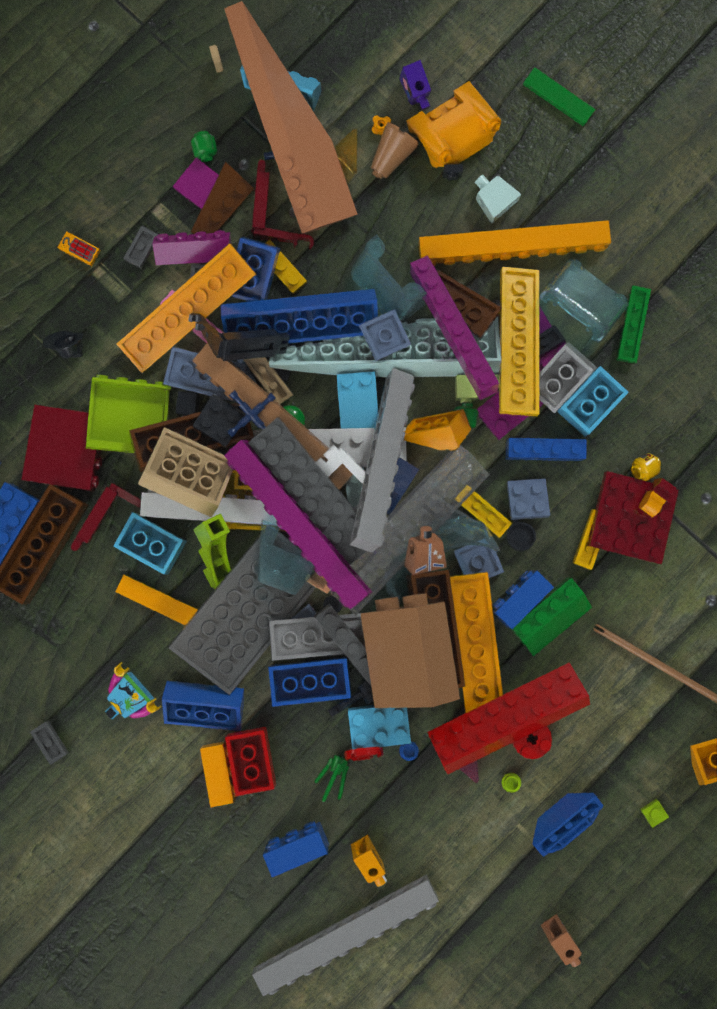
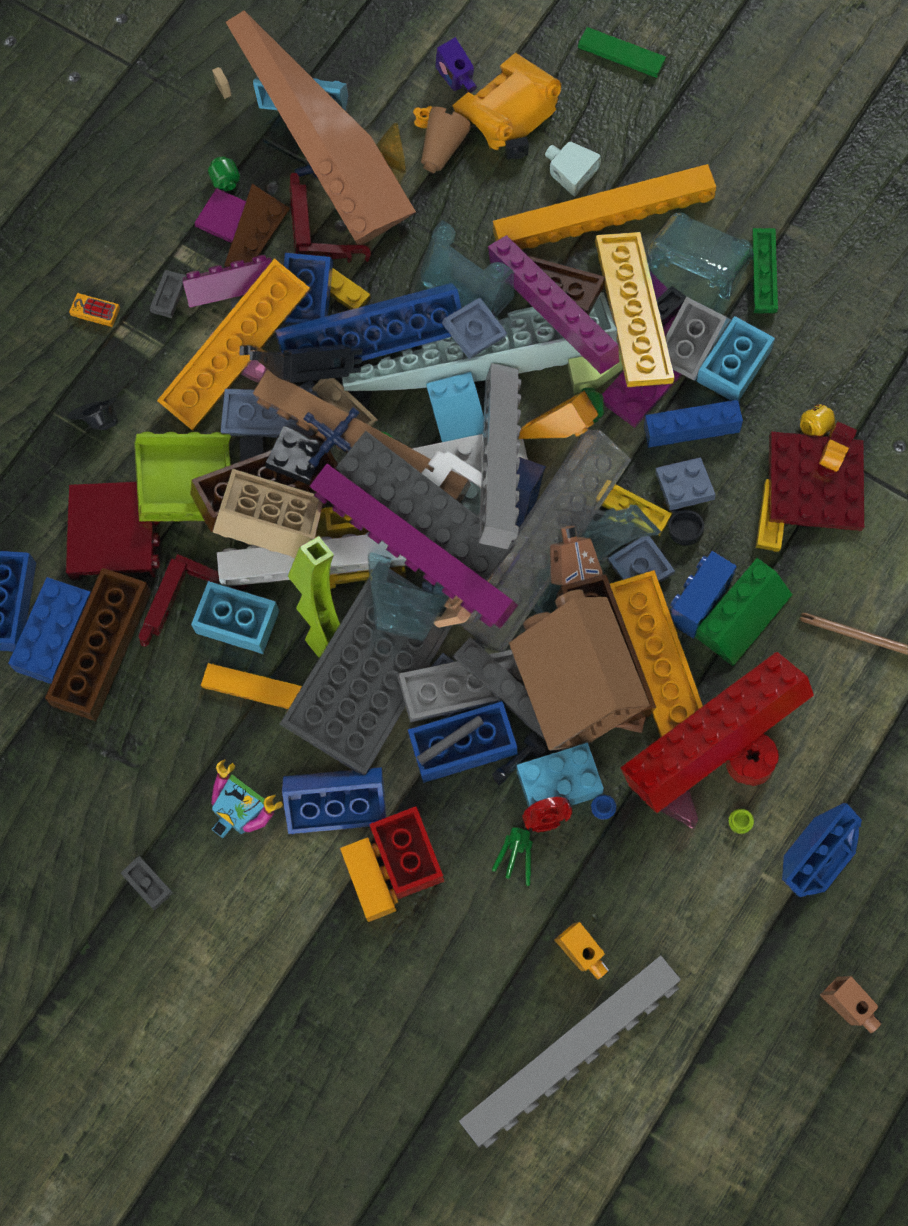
camera: 10 degrees left, 15 degrees down
(295, 848) = (484, 947): blue brick -> none
(299, 683) = (450, 740): none -> flat silver bar

